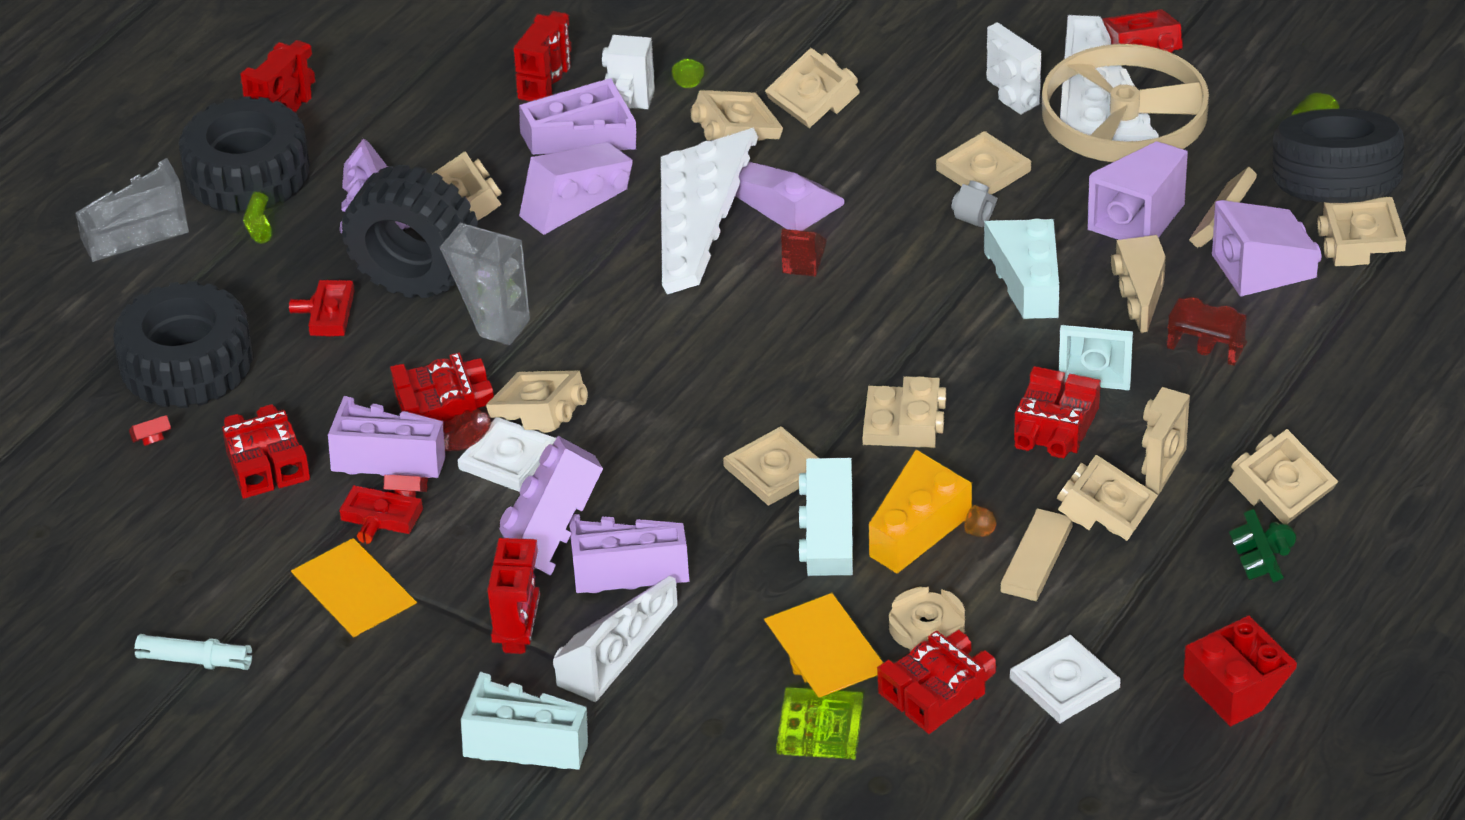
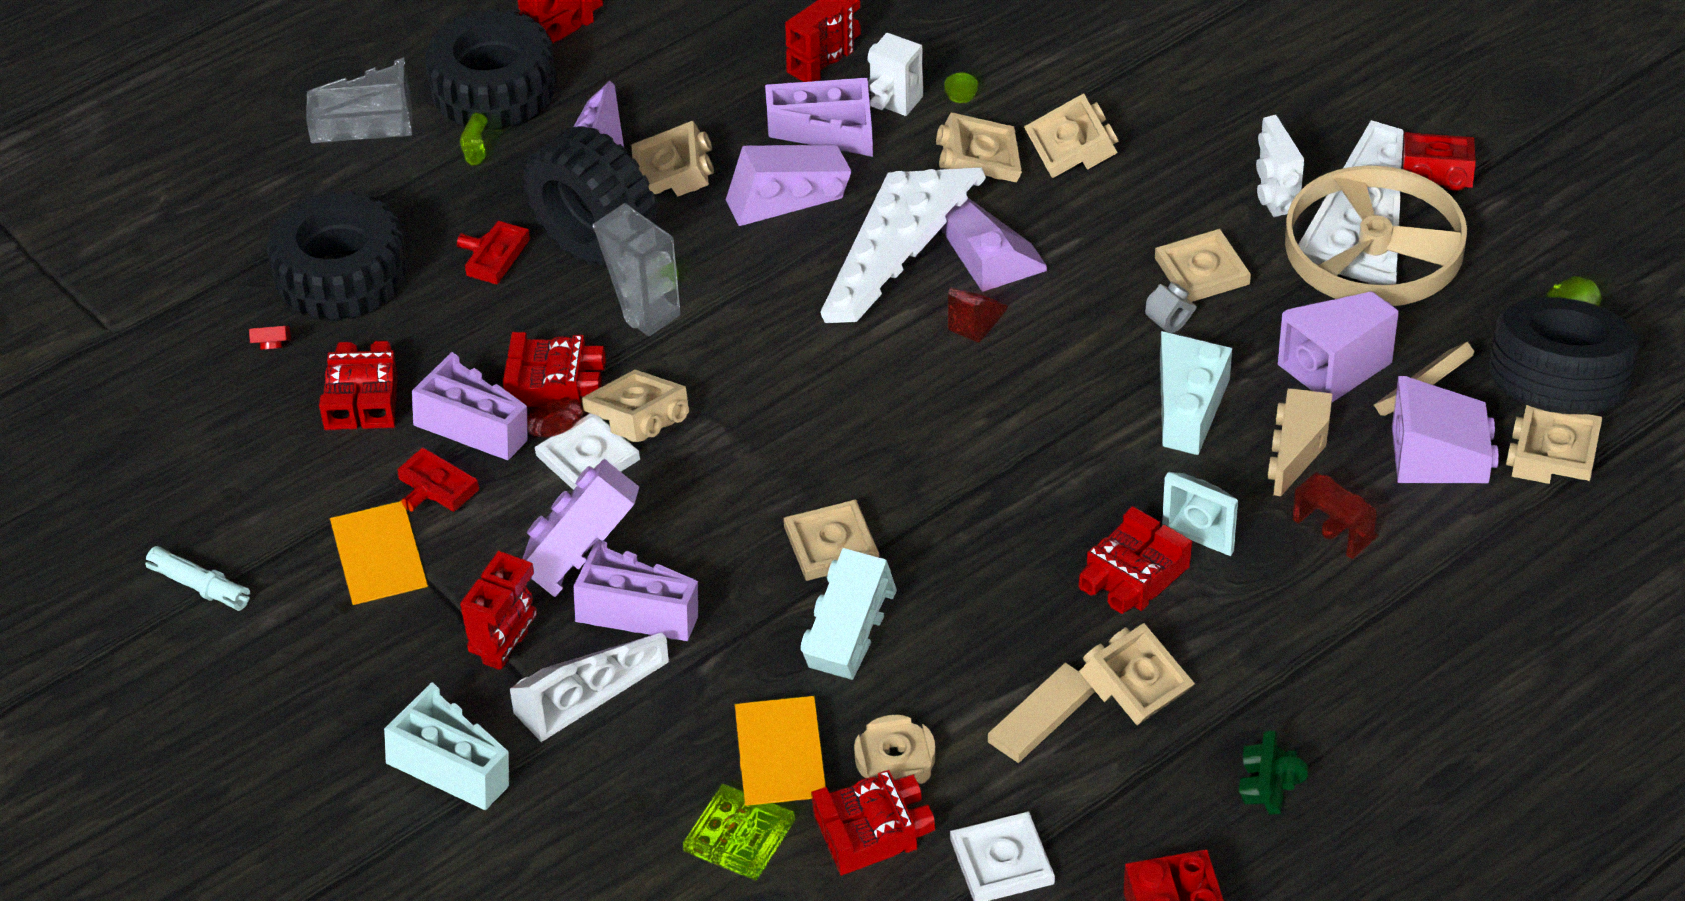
camera: 20 degrees right, 5 degrees up
(405, 484) = (472, 460): plate -> none
(905, 414) = (987, 519): tan plate -> none
(918, 512) = (940, 632): light orange wedge -> none
(979, 521) = (1002, 660): clear orange hinge -> none
(1165, 436) = (1225, 625): tan plate -> none
(1282, 476) = (1330, 701): tan plate -> none

